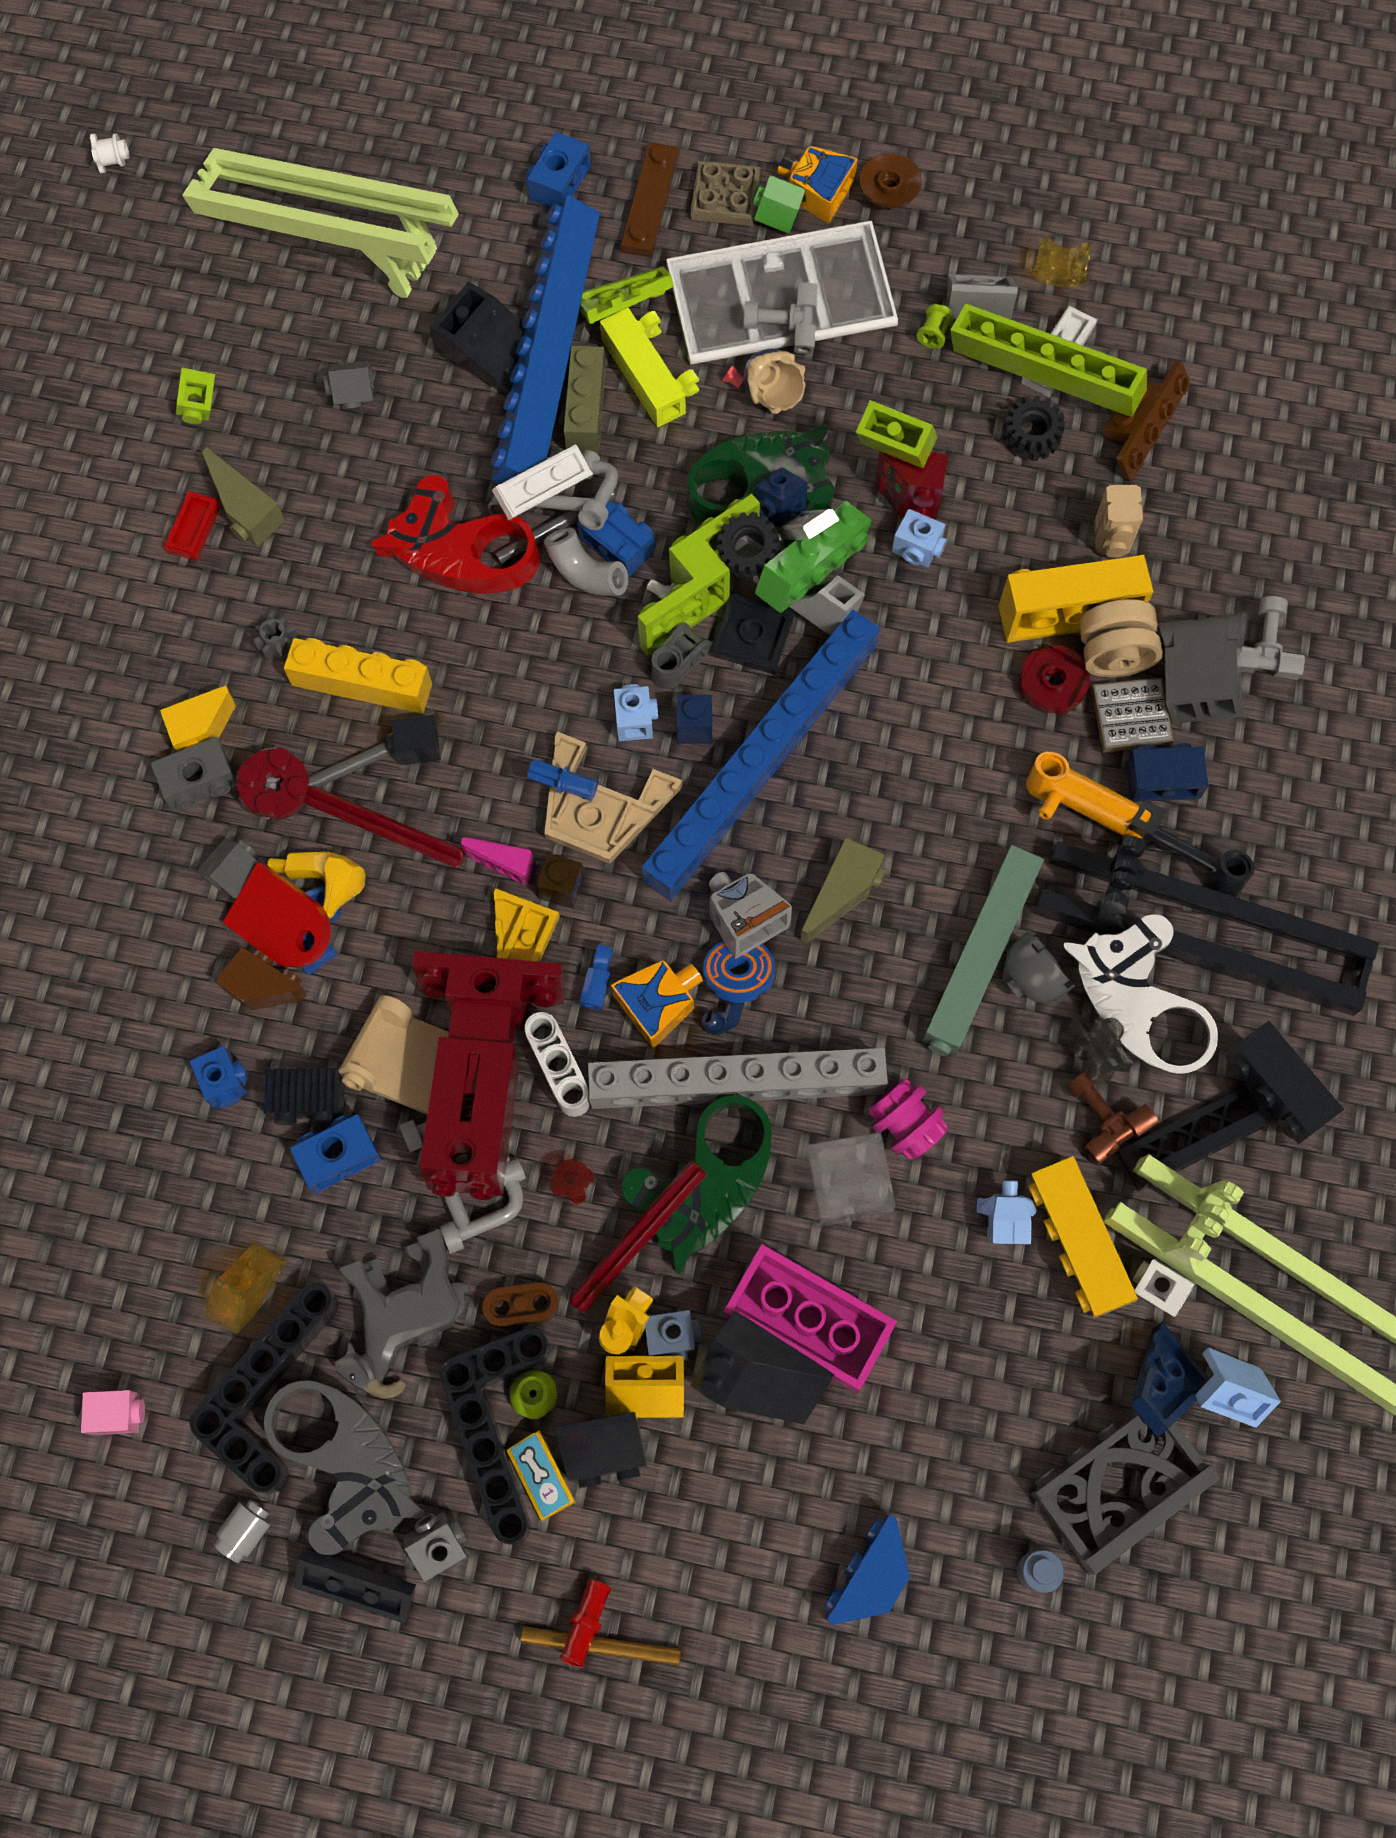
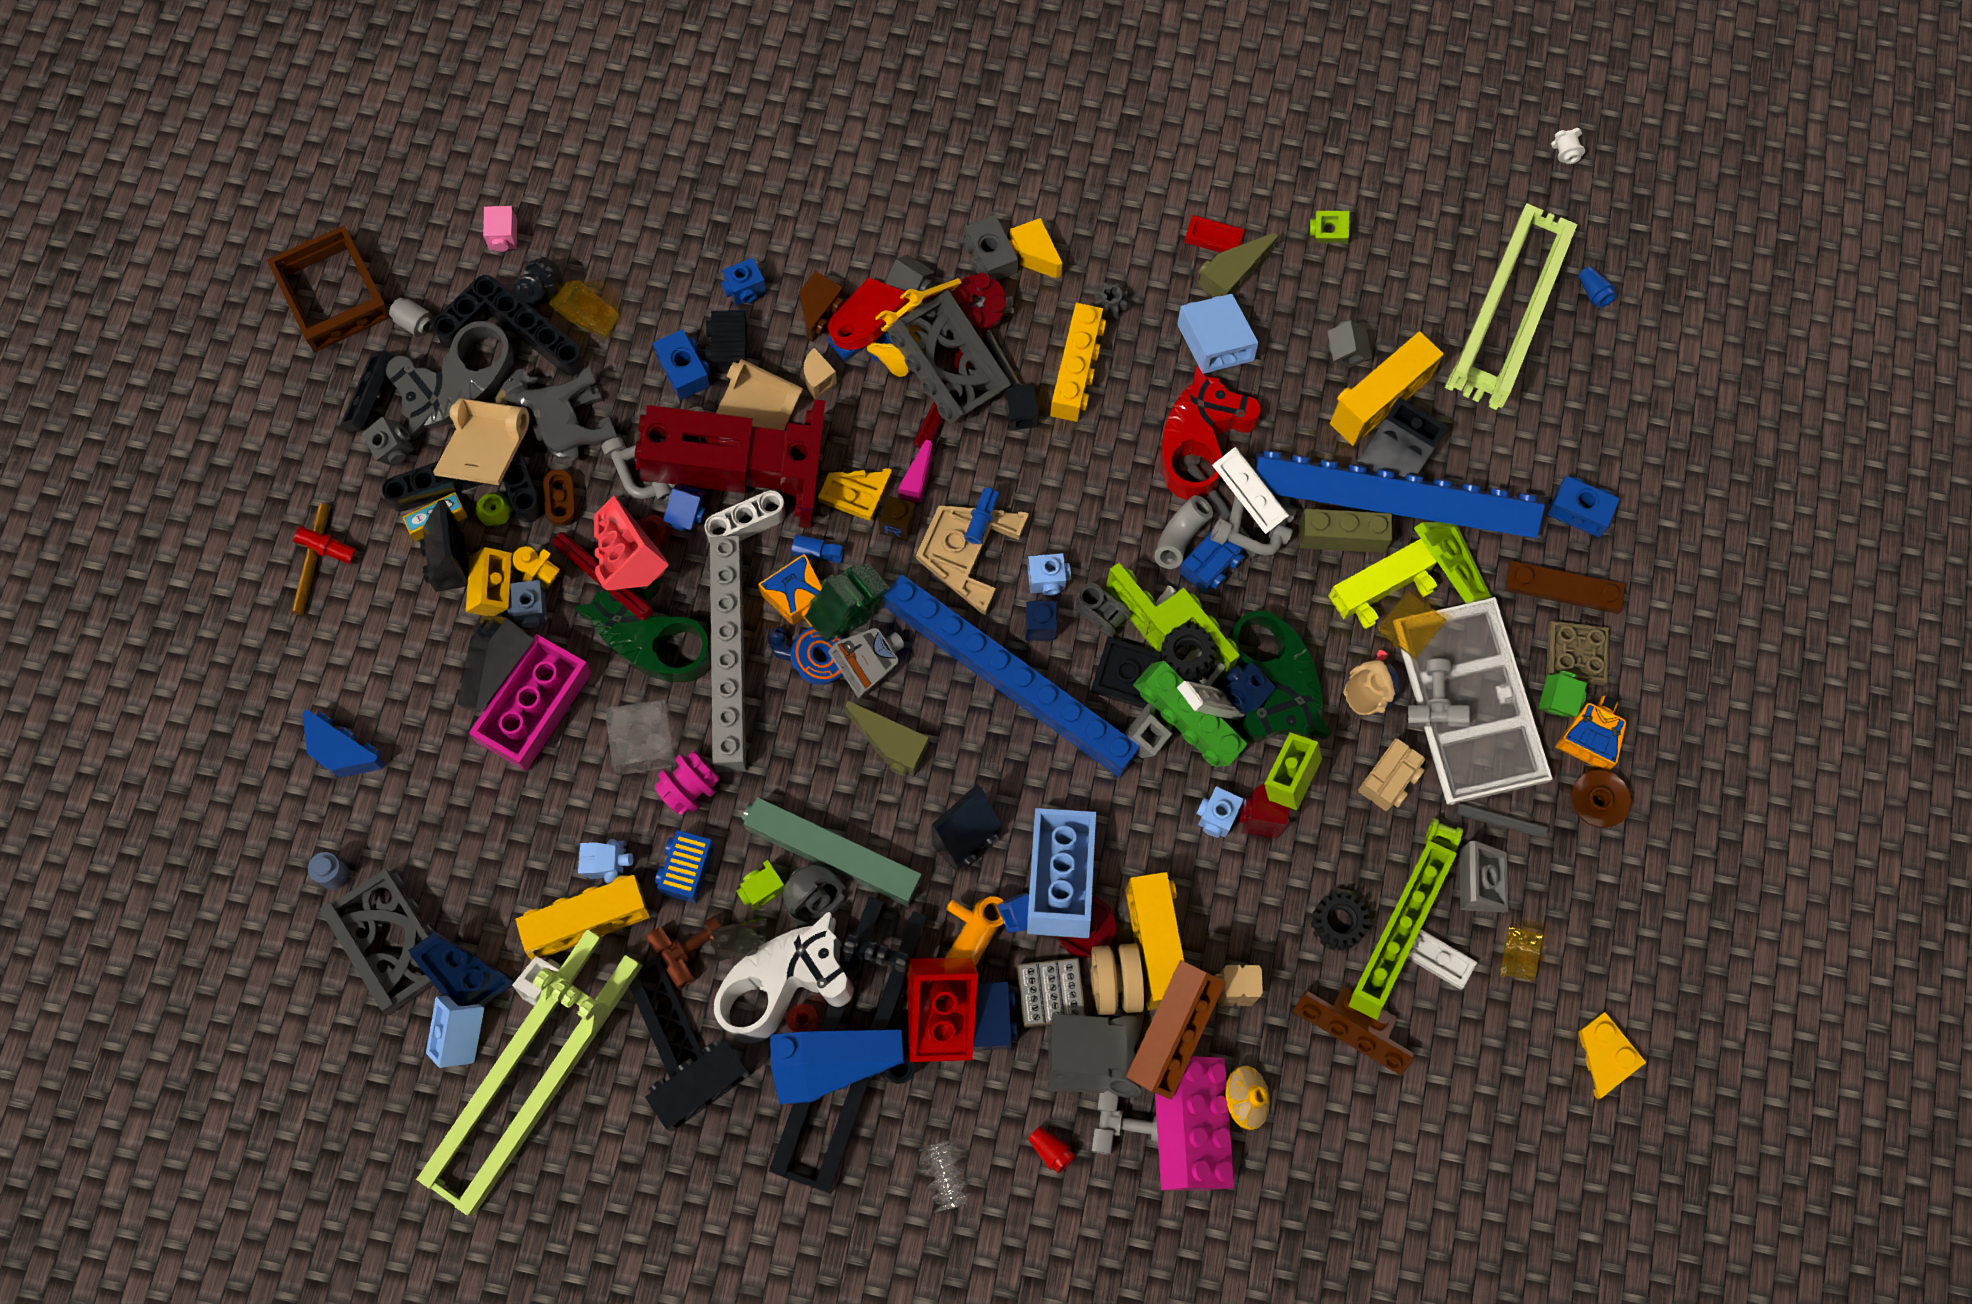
camera: 85 degrees right, 0 degrees up
(125, 1689) = (345, 323): none -> reddish brown window
(203, 1347) = (539, 282): none -> black hair
(274, 842) = (917, 299): none -> yellow flag
(291, 139) = (1598, 289): none -> blue cone
(330, 518) = (1217, 333): none -> light blue brick
(351, 844) = (964, 336): none -> dark grey fence
(358, 981) = (818, 374): none -> tan brick
(414, 344) = (1374, 397): none -> yellow brick
(443, 1405) = (483, 441): none -> tan door
(542, 1137) = (685, 507): none -> blue brick
(612, 1203) = (624, 549): none -> coral wedge
(678, 929) = (846, 601): none -> clear green brick
(697, 341) = (1411, 625): none -> clear yellow piece
(870, 369) = (1392, 774): none -> tan brick
(913, 275) = (1501, 820): none -> dark grey bar
(955, 798) = (966, 829): none -> black slope
(1004, 692) = (1061, 873): none -> light blue brick
(1010, 1120) = (685, 866): none -> blue brick
(1030, 1030) = (760, 887): none -> lime brick
(1055, 738) = (1015, 912): none -> blue slope
(1154, 199) = (1608, 1054): none -> yellow wing
(1171, 813) = (941, 1009): none -> red slope
(1178, 985) = (803, 1010): none -> clear red brick
(1189, 563) = (1175, 1030): none -> dark orange brick
(1233, 518) = (1247, 1097): none -> dish
(1238, 940) = (826, 1061): none -> blue wedge
(1271, 567) = (1196, 1130): none -> dark pink brick
(1304, 715) = (1052, 1150): none -> red cone
(1345, 820) = (945, 1175): none -> clear piece

